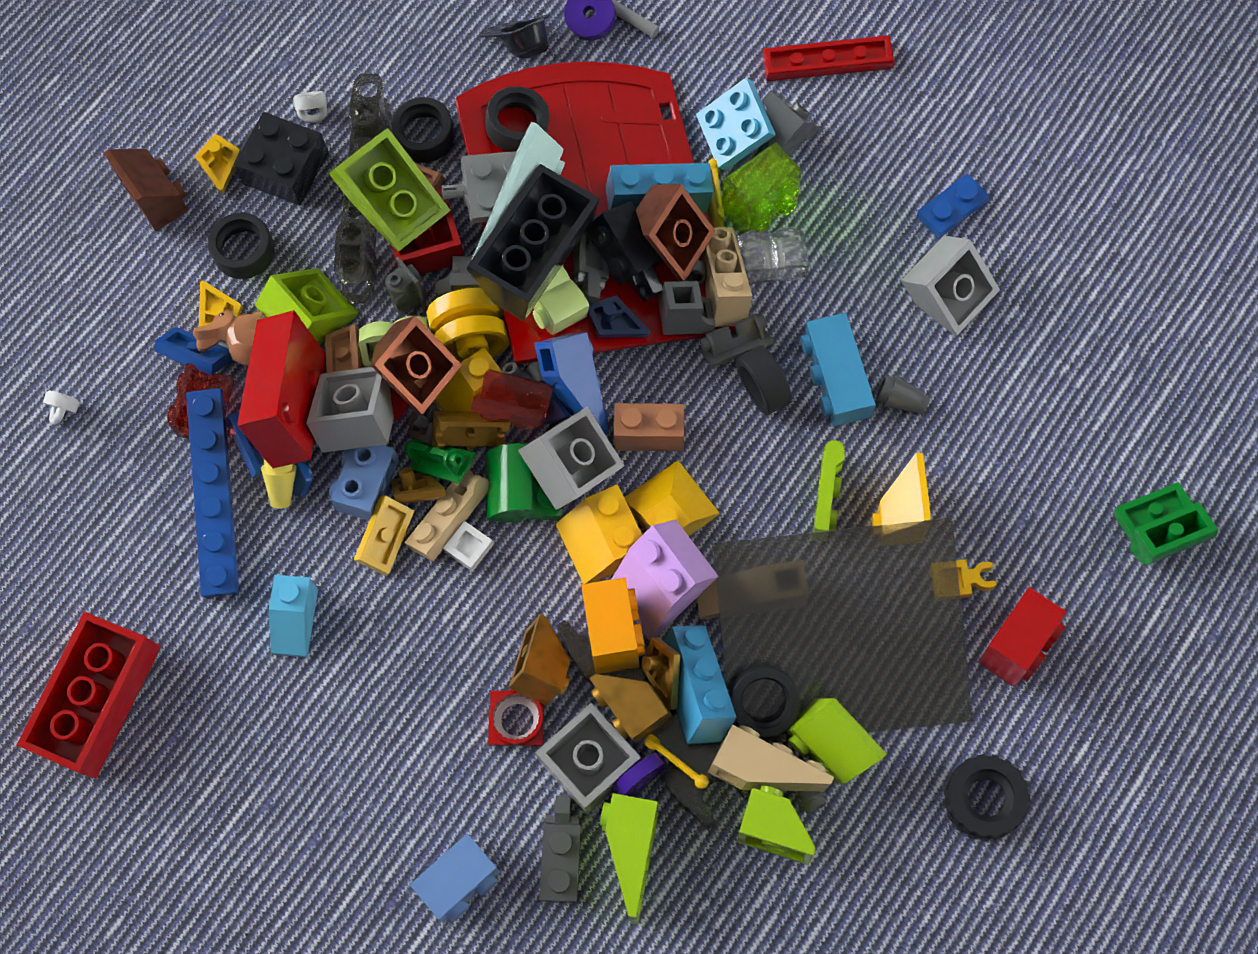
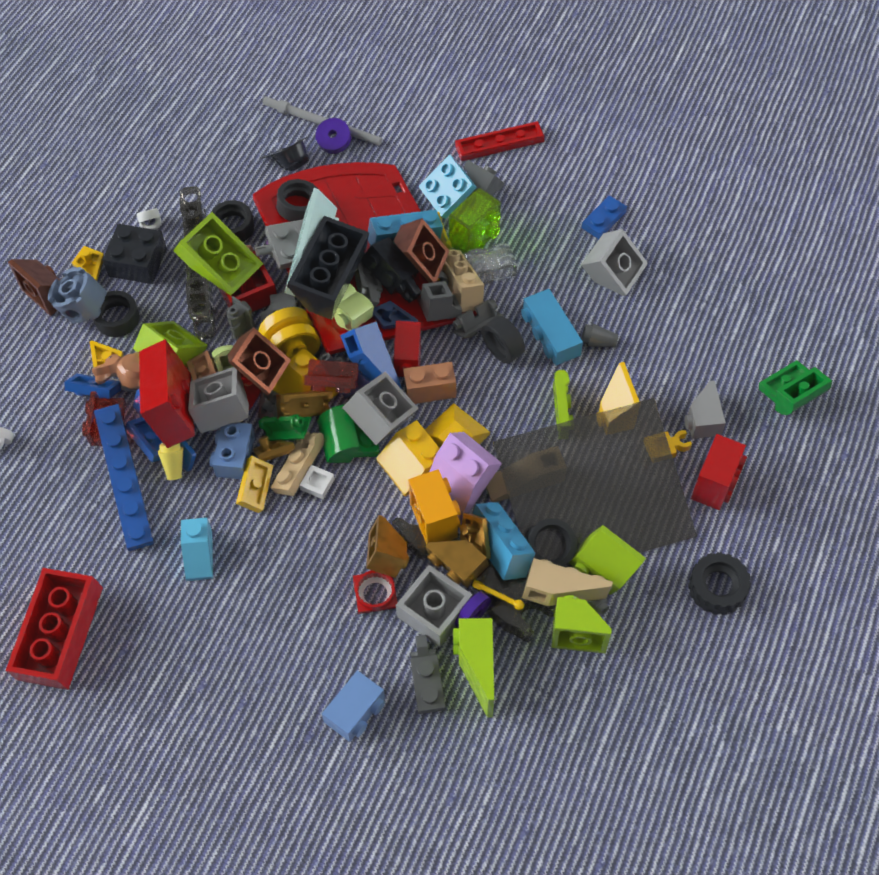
camera: 15 degrees left, 10 degrees down
(190, 216) = (77, 295): none -> sand blue brick
(626, 371) = (407, 346): none -> red slope
(1026, 541) = (705, 414): none -> light grey slope

